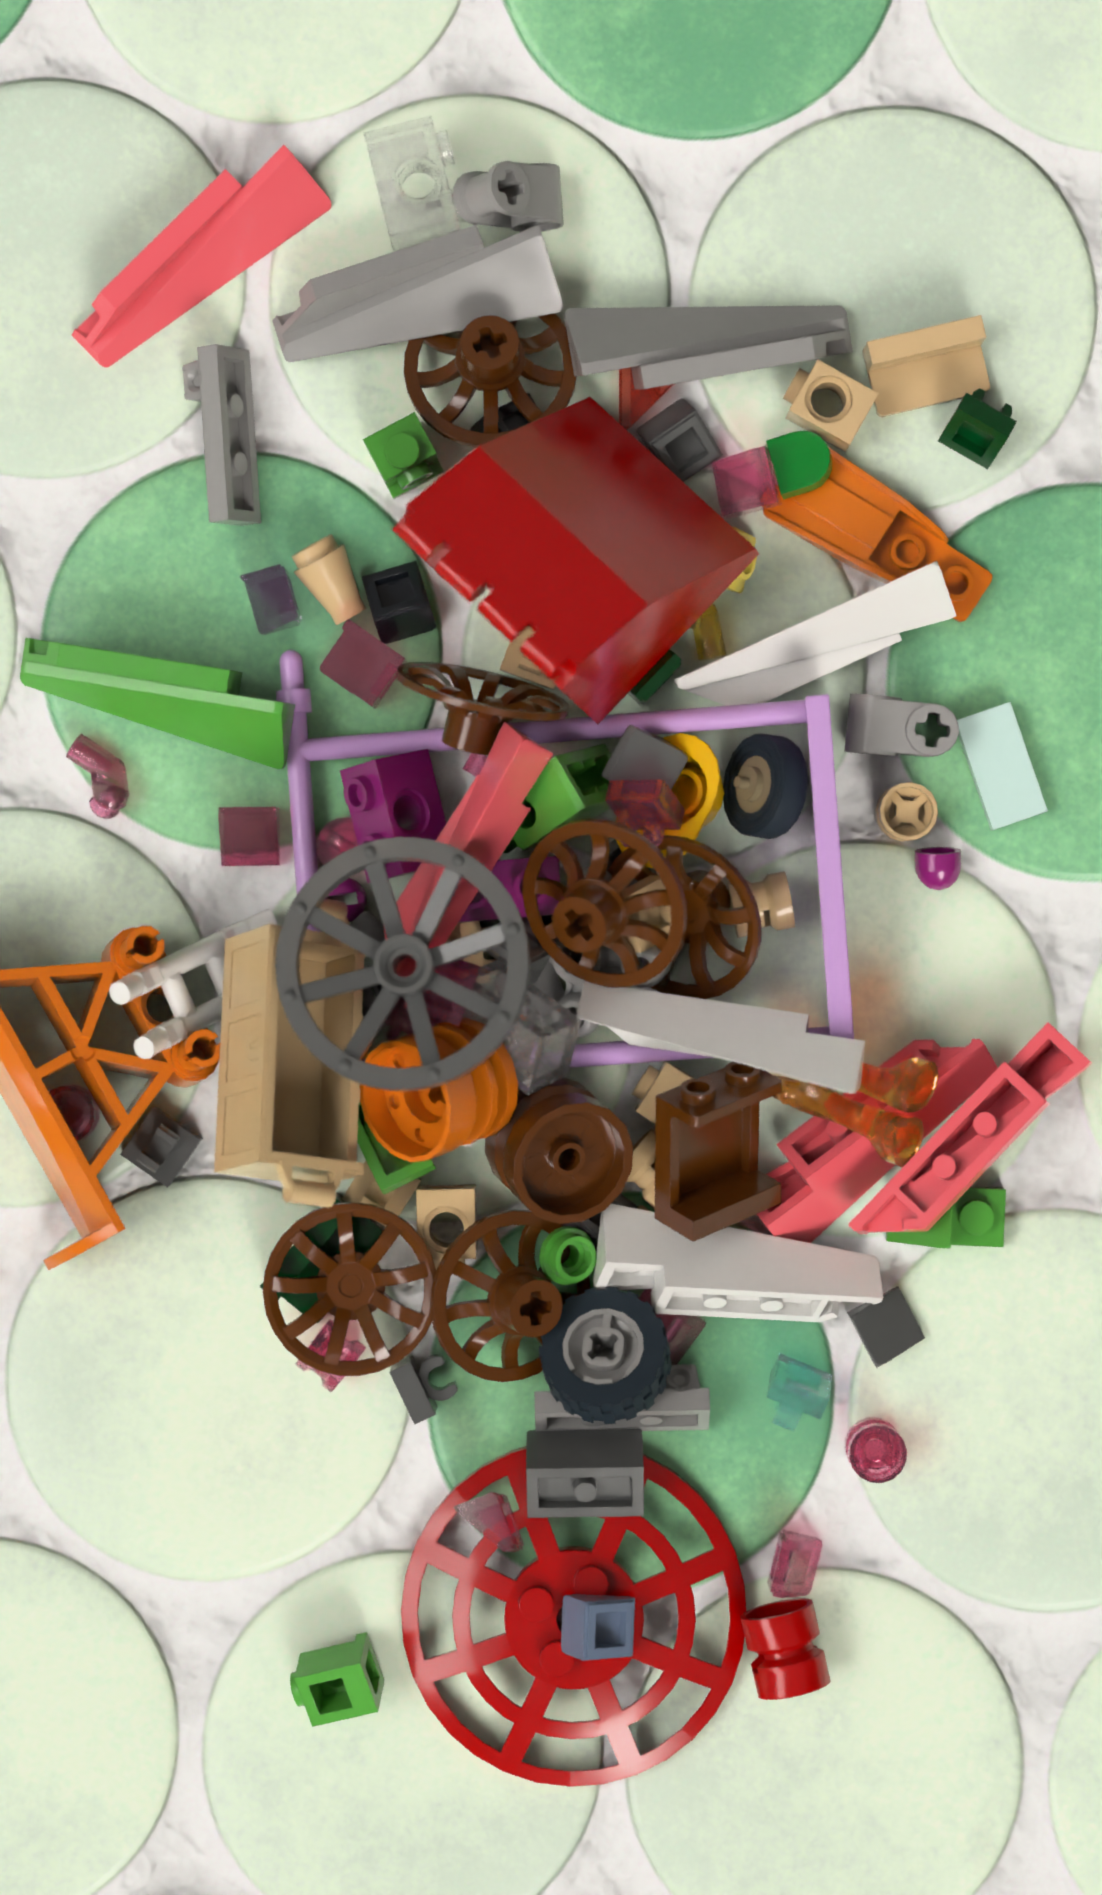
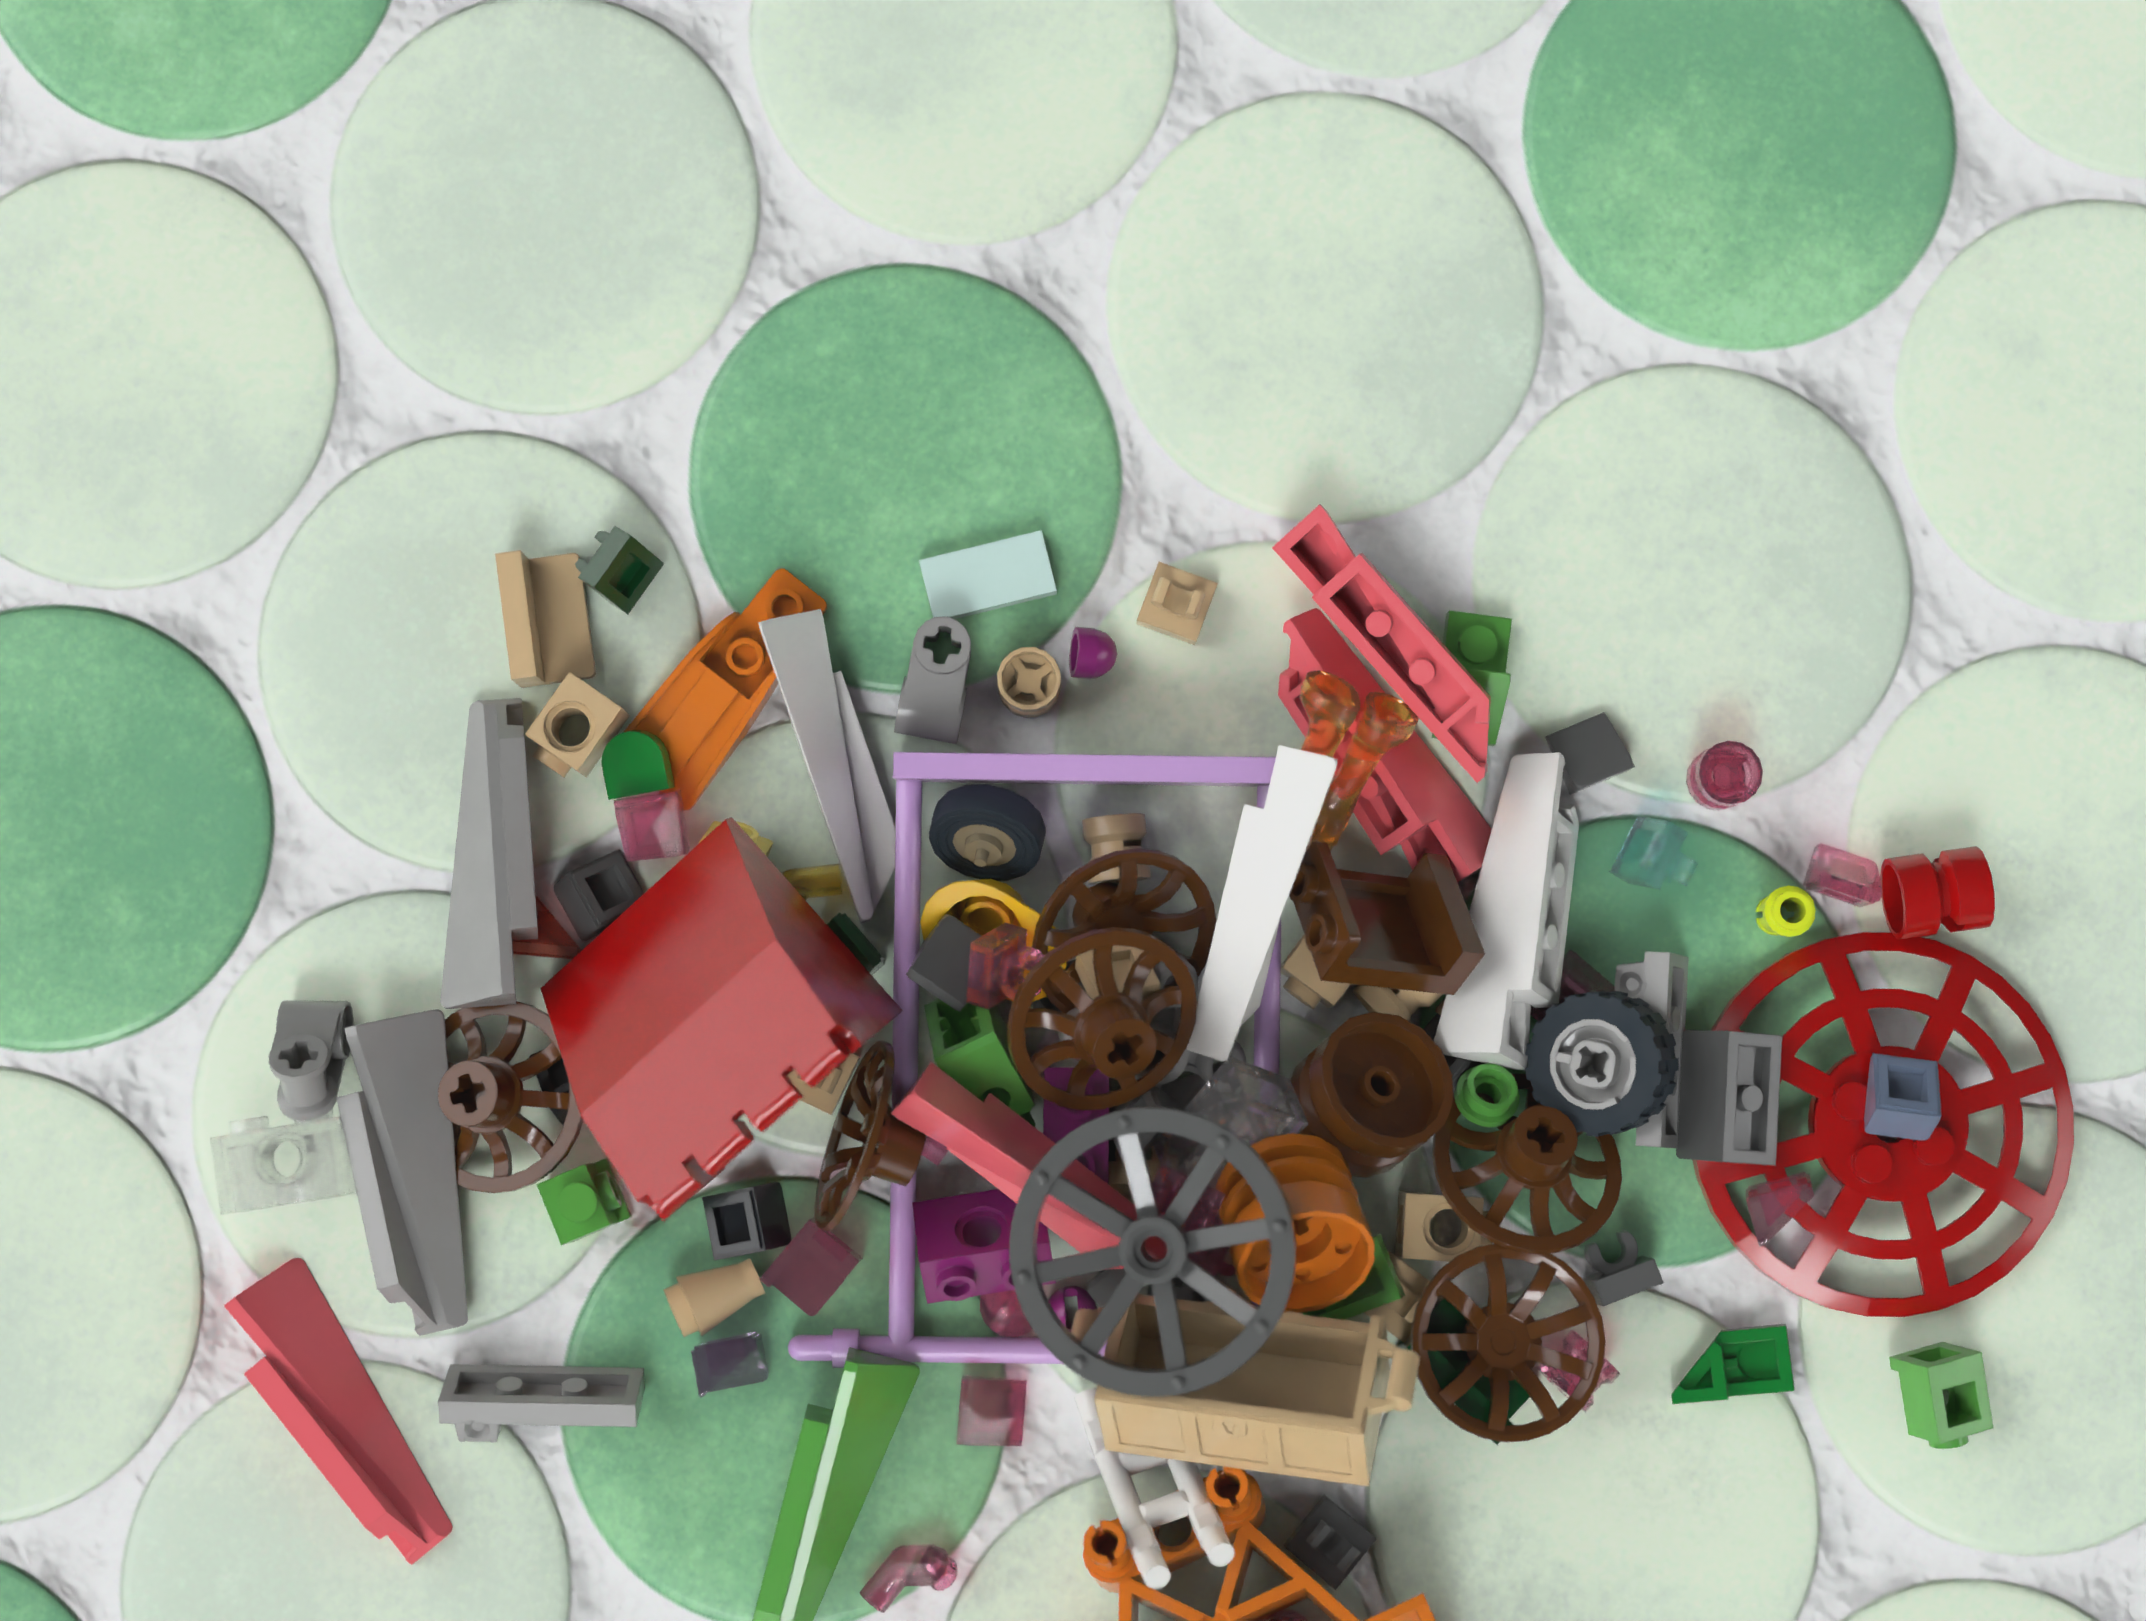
camera: 90 degrees left, 5 degrees down
(348, 1500) = (1738, 1365): none -> green slope
(766, 1522) = (1794, 900): none -> neon yellow pin
(991, 940) = (1176, 603): none -> tan tile

